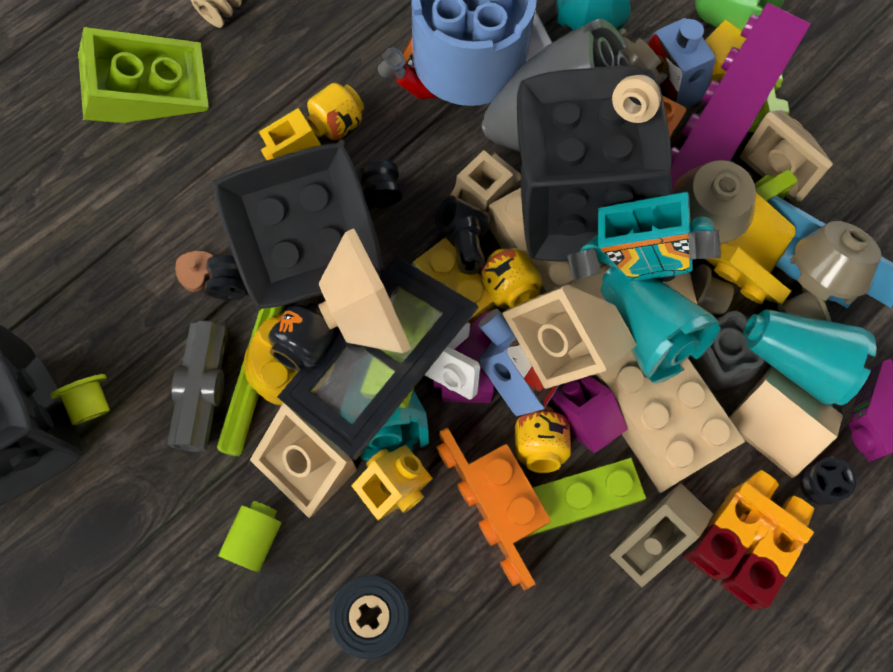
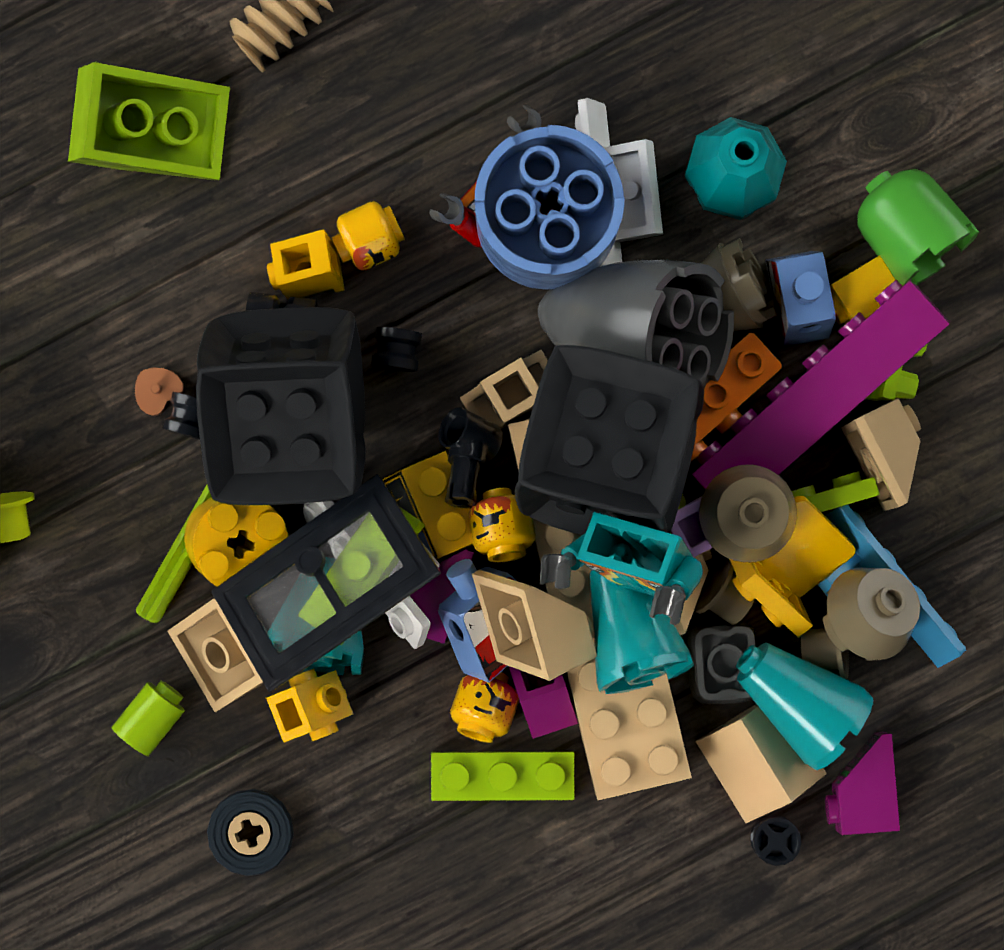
camera: 25 degrees right, 15 degrees up
(198, 387) = (130, 536): dark grey piece -> none
(300, 337) = (252, 538): black head -> none
(359, 300) = (319, 531): tan slope -> none
(503, 499) = (421, 757): orange bracket -> none
(643, 89) = (661, 421): tan plate -> none
(662, 535) = (577, 842): dark tan slope -> none
(753, 541) = (685, 875): hips -> none

